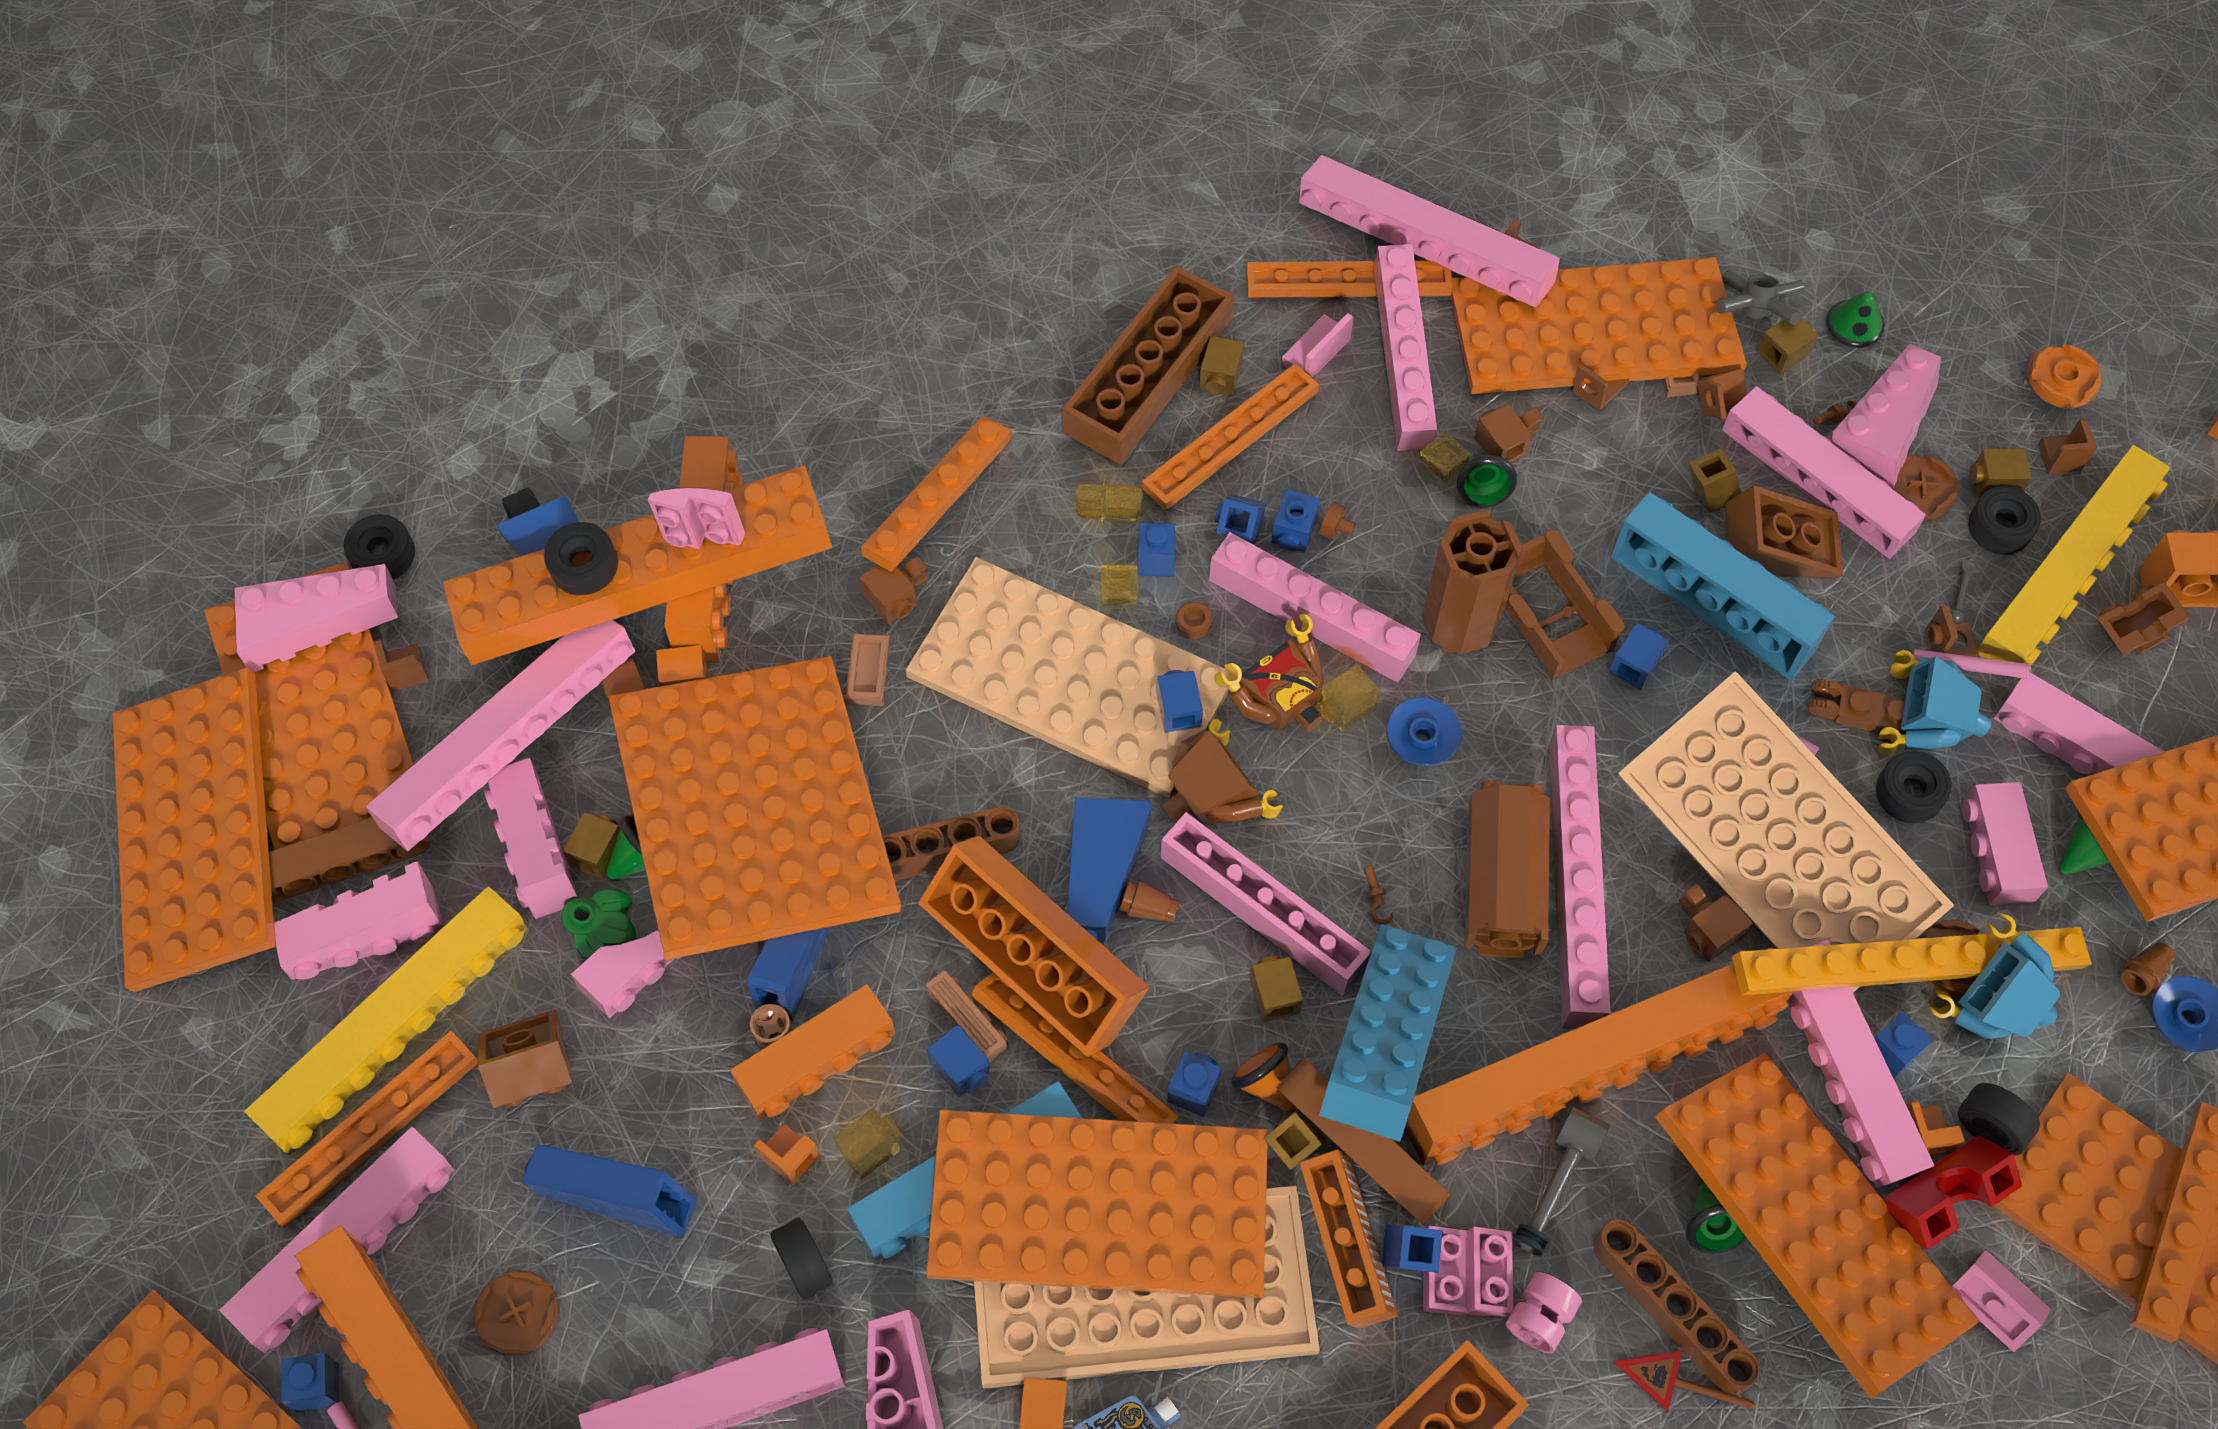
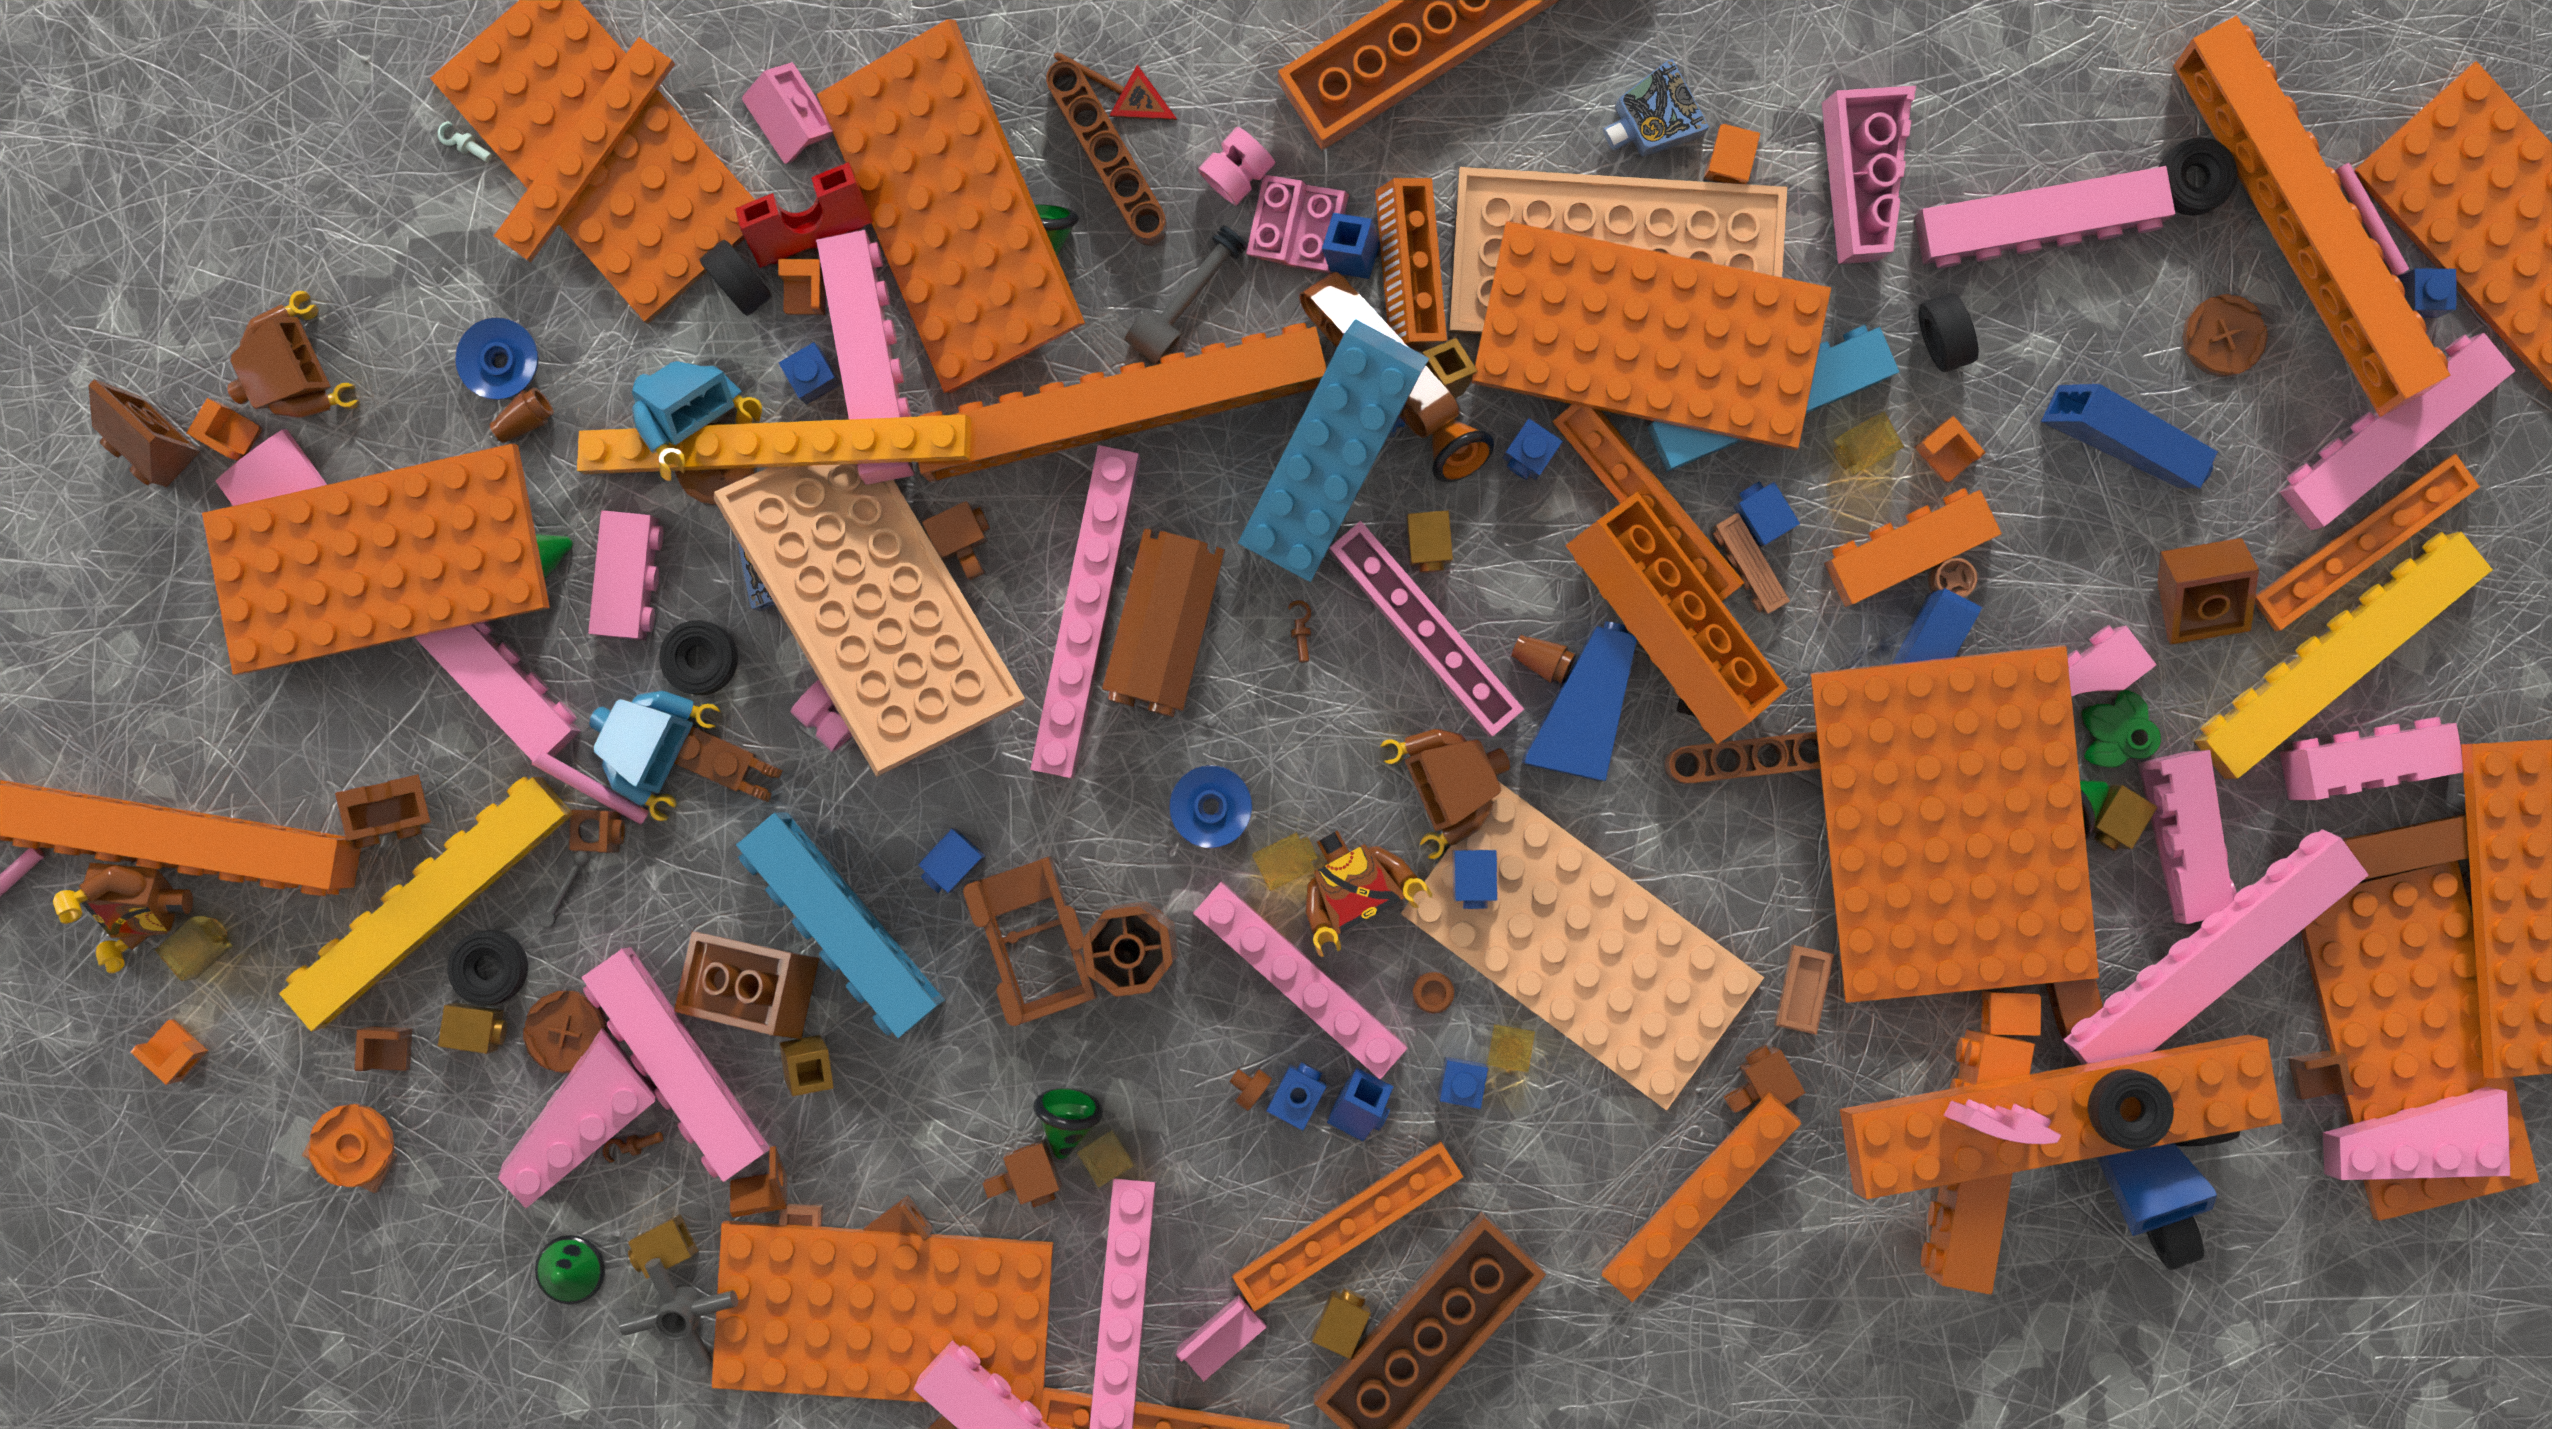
camera: 165 degrees left, 25 degrees up
(379, 529) = (2365, 1235): black tyre -> none
(1109, 502) = (1501, 1156): clear yellow arm -> none

